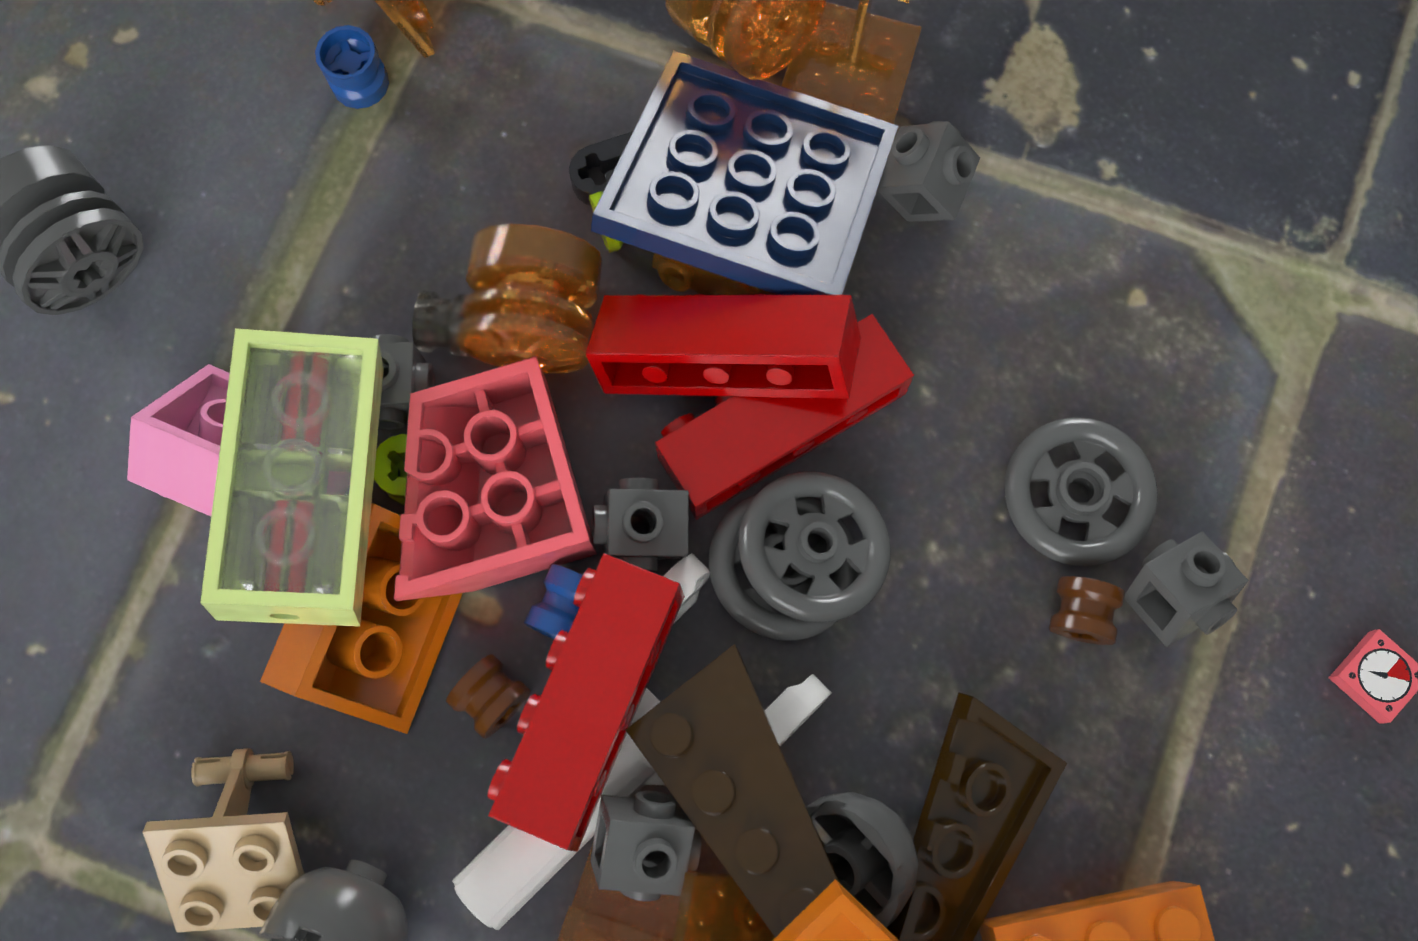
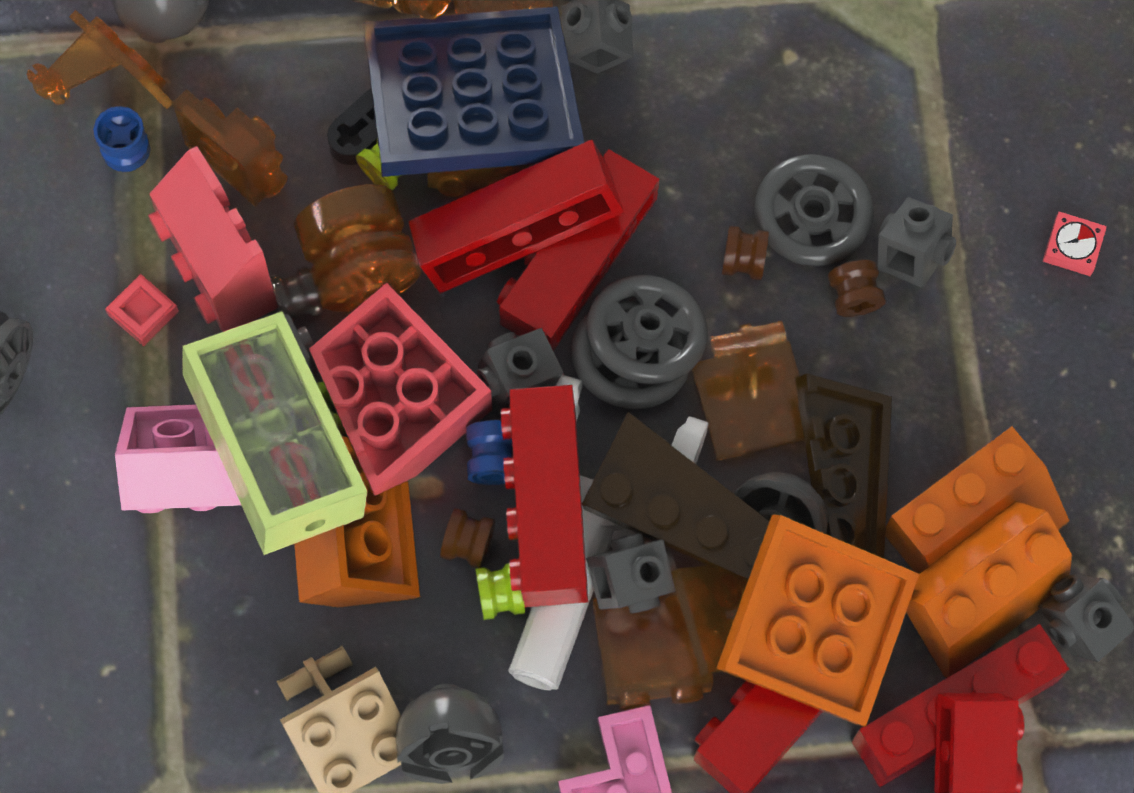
camera: 30 degrees left, 5 degrees down
(280, 264) = (142, 310): none -> coral tile
(377, 224) = (211, 244): none -> coral wedge
(460, 126) = (233, 146): none -> clear orange plate
(478, 772) = (496, 592): none -> lime wheel
(899, 679) = (750, 391): none -> clear orange plate
(975, 506) = (745, 252): none -> reddish brown wheel

